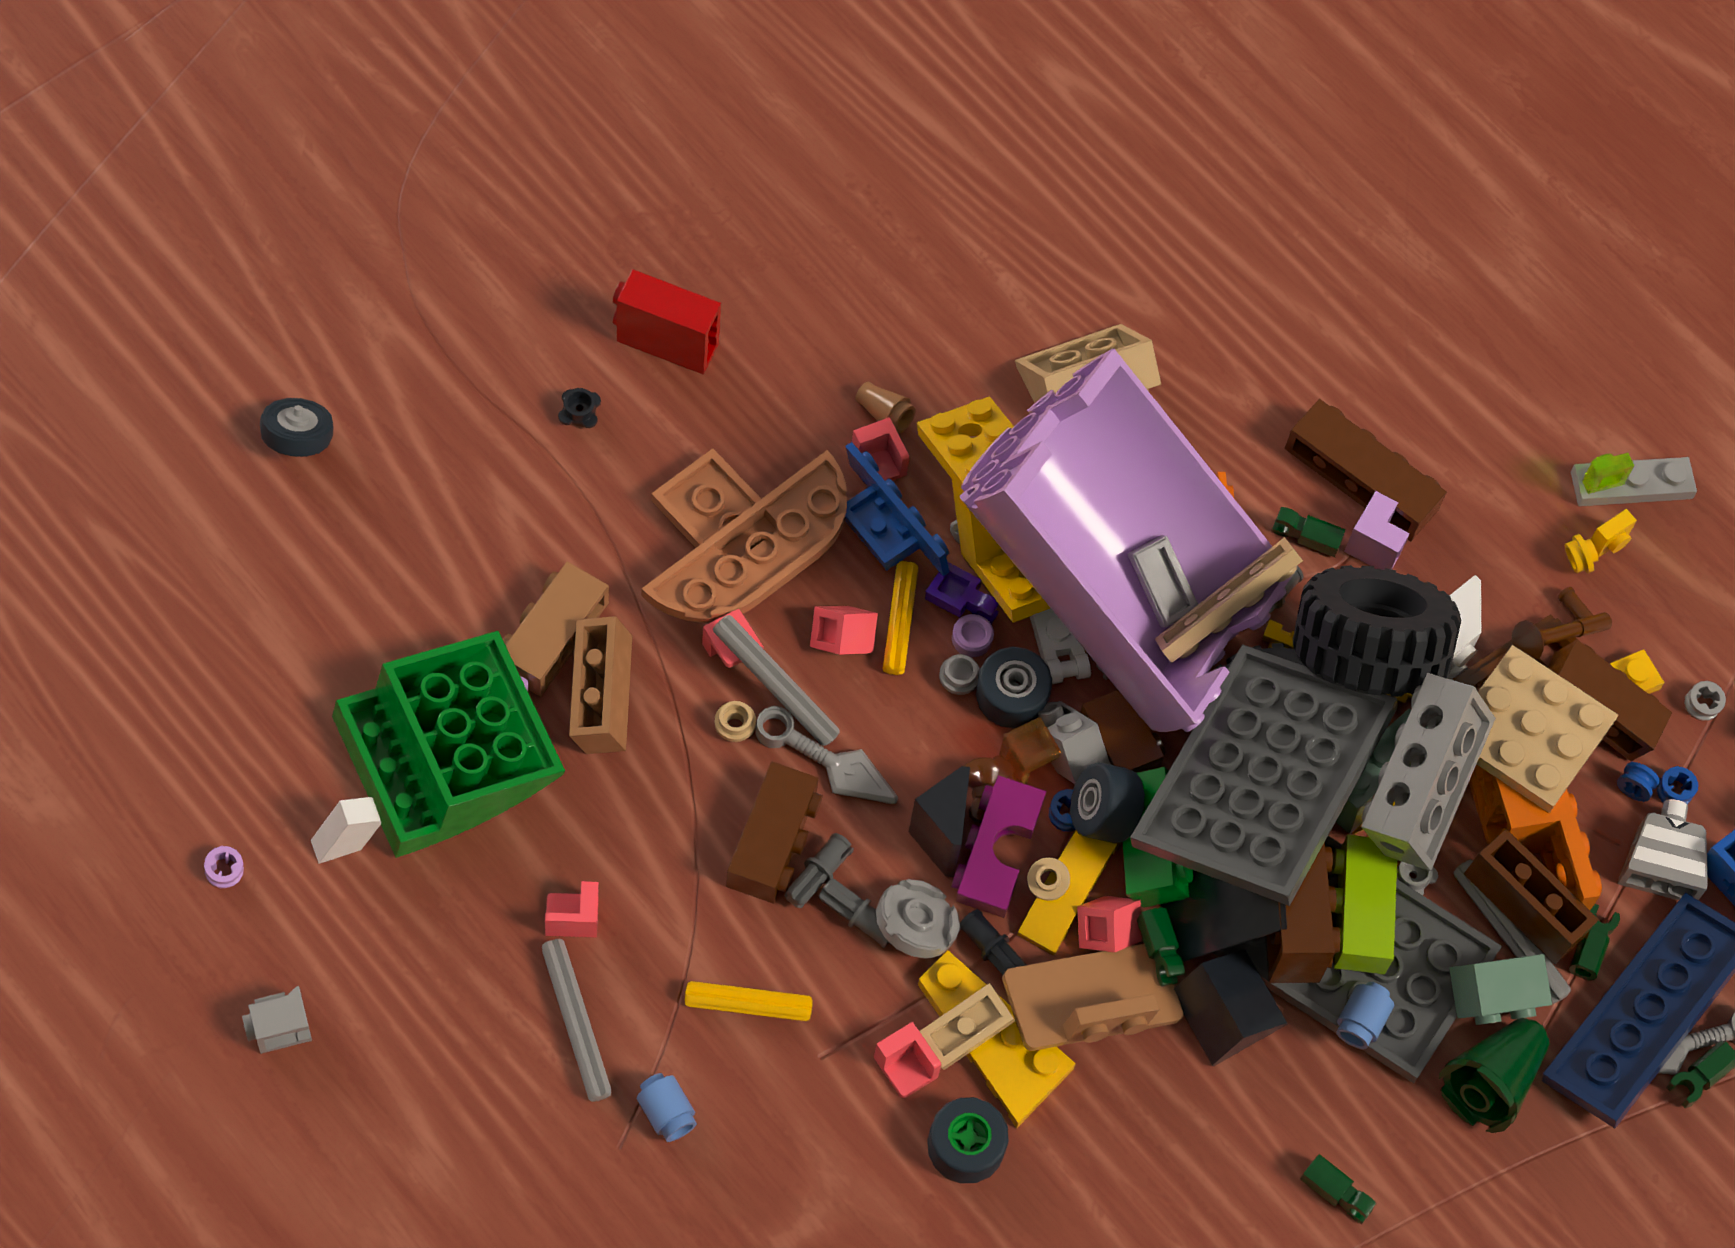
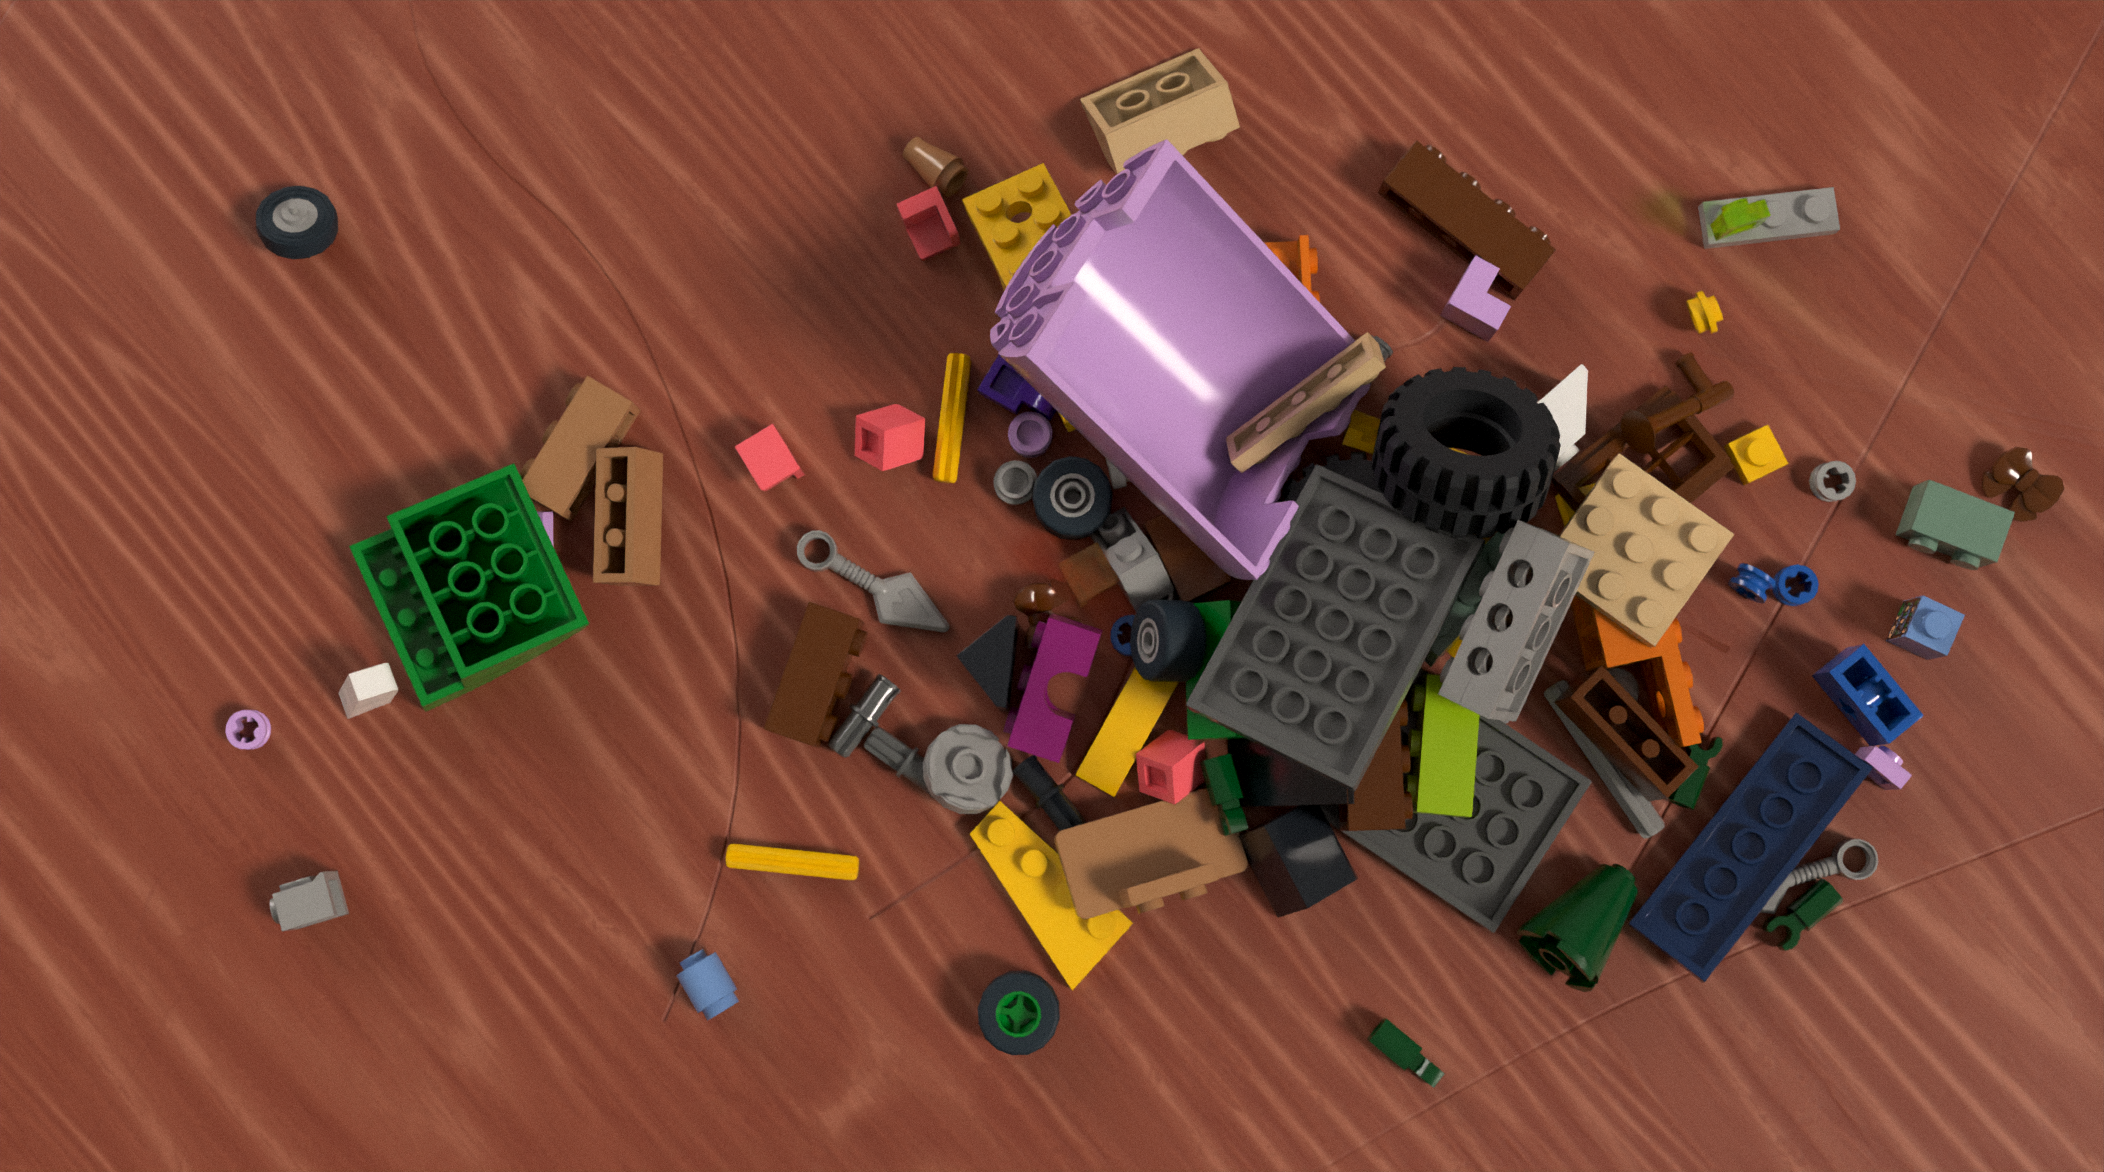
camera: 15 degrees right, 20 degrees up
(573, 913) = (608, 769): coral panel -> none
(576, 1020) = (615, 887): light grey axle -> none
(579, 398) = (598, 170): black plate -> none
(667, 321) = (690, 78): red brick -> none
(739, 711) = (762, 542): tan plate -> none
(741, 541) = (782, 335): nougat plate -> none
(776, 680) = (813, 505): light grey axle -> none
(885, 521) = (930, 310): blue bracket -> none
(907, 1060) = (956, 926): coral panel -> none
(967, 1026) = (1016, 894): tan plate -> none
(1044, 891) = (1112, 716): tan plate -> none
(1163, 580) = (1234, 377): light grey tile -> none
(1309, 531) = (1402, 297): dark green bar -> none
(1364, 1015) = (1439, 871): medium blue brick -> none
(1501, 987) = (1588, 833): sand green brick -> none
(1614, 533) = (1743, 288): yellow plate -> none
(1640, 714) = (1724, 493): reddish brown brick -> none
(1667, 855) = (1779, 667): light grey torso -> none

